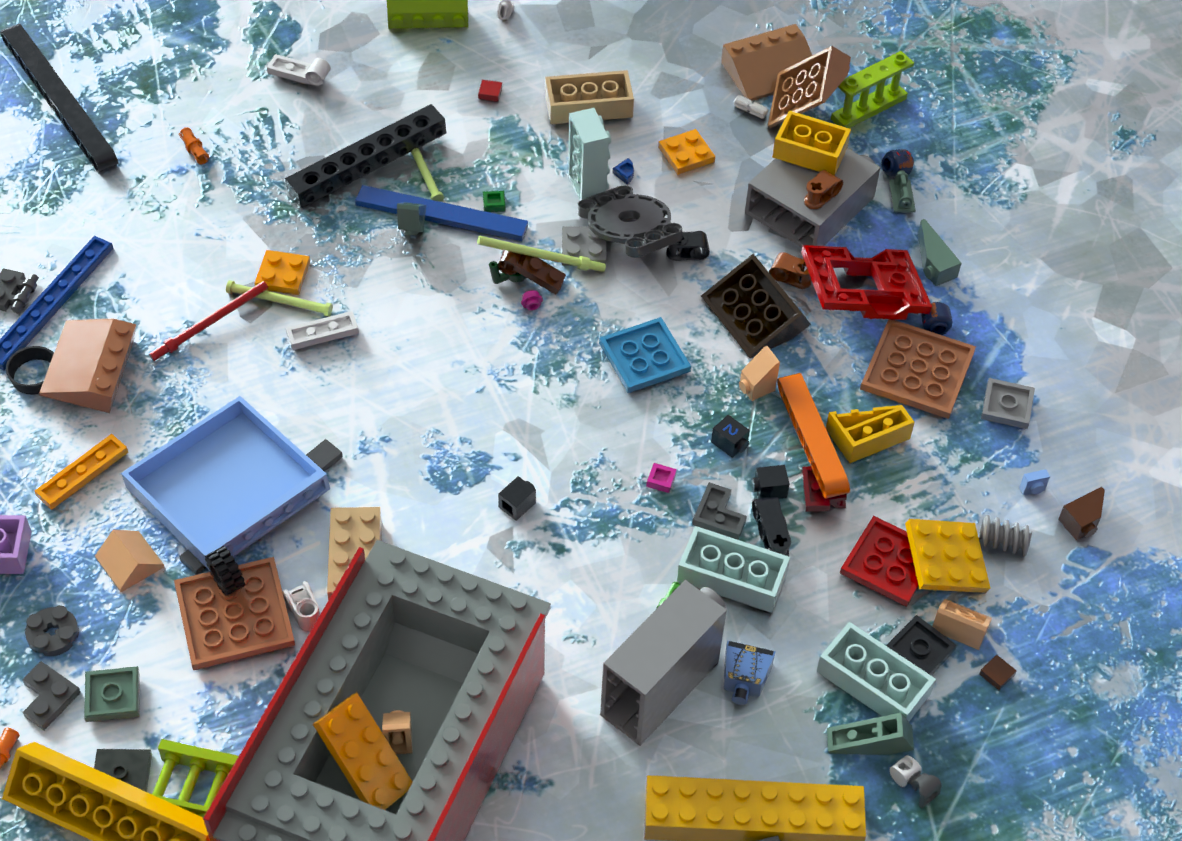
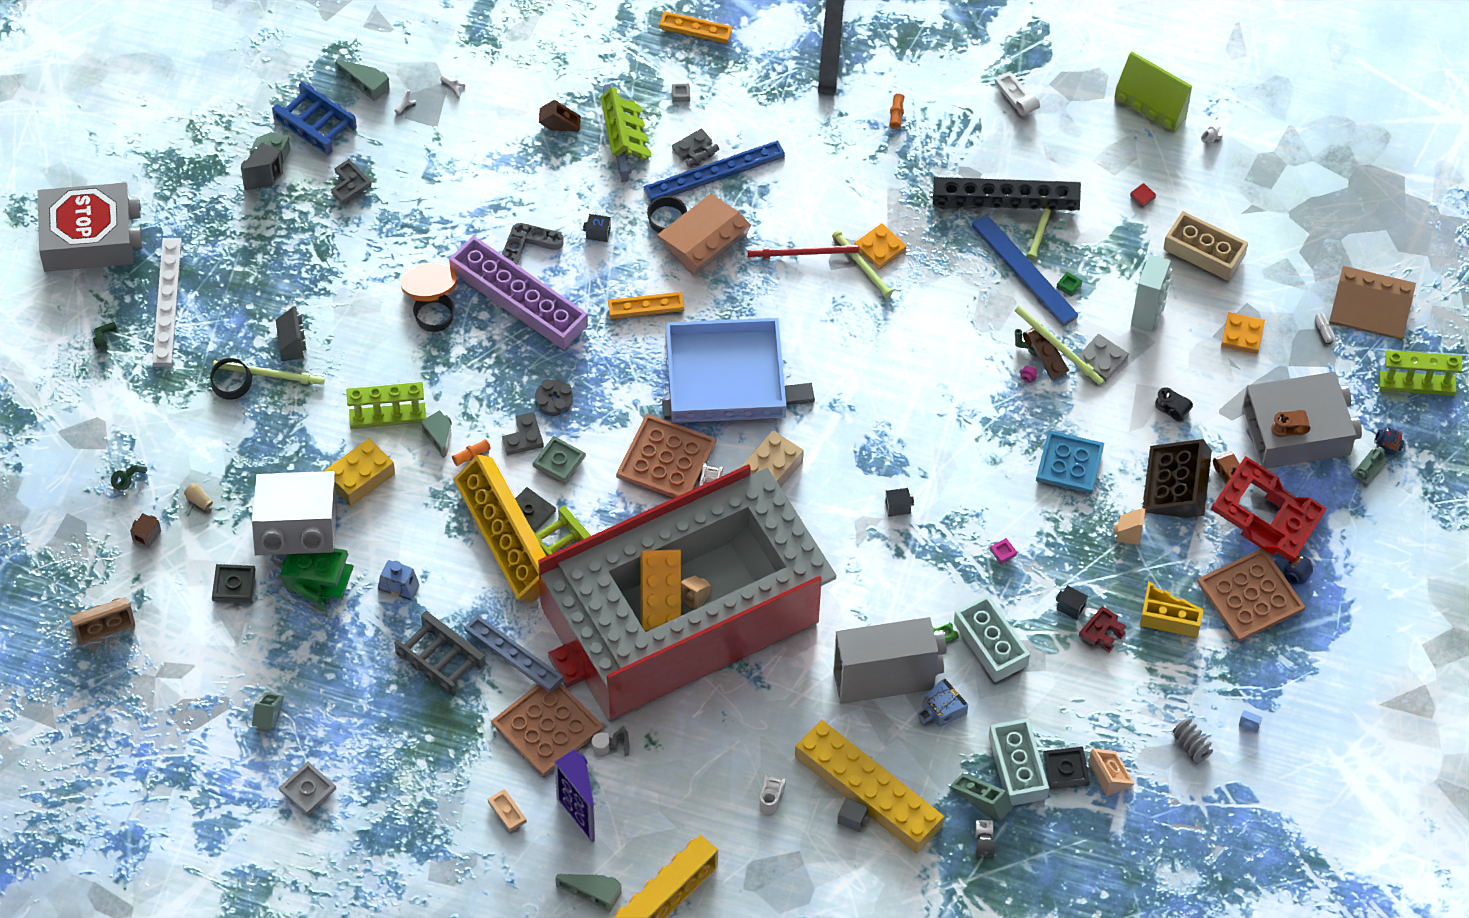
camera: 40 degrees right, 5 degrees up
(127, 558) = (631, 381): light nougat slope -> none
(225, 570) = (676, 427): black tyre -> none
(322, 330) = (871, 305): white plate -> none
(411, 217) = (996, 260): sand green slope -> none
(624, 171) = (1184, 319): blue tile -> none
(641, 236) = (1136, 371): dark grey piece -> none
(713, 515) = (1015, 597): dark grey plate -> none
(730, 436) = (1074, 554): black brick -> none
(771, 524) = (1044, 631): black piece -> none
(808, 83) = (1367, 337): medium nougat slope -> none
(811, 143) = (1314, 384): yellow brick -> none
(813, 436) = (1126, 589): orange beam -> none
(883, 562) = (1101, 703): red plate -> none
(937, 259) = (1343, 527): sand green slope -> none
(947, 556) = (1139, 725): yellow plate -> none
(997, 672) = (1103, 816): reddish brown tile -> none
(1008, 403) = (1289, 659): light grey plate -> none
(1083, 514) = (1263, 763): reddish brown slope -> none

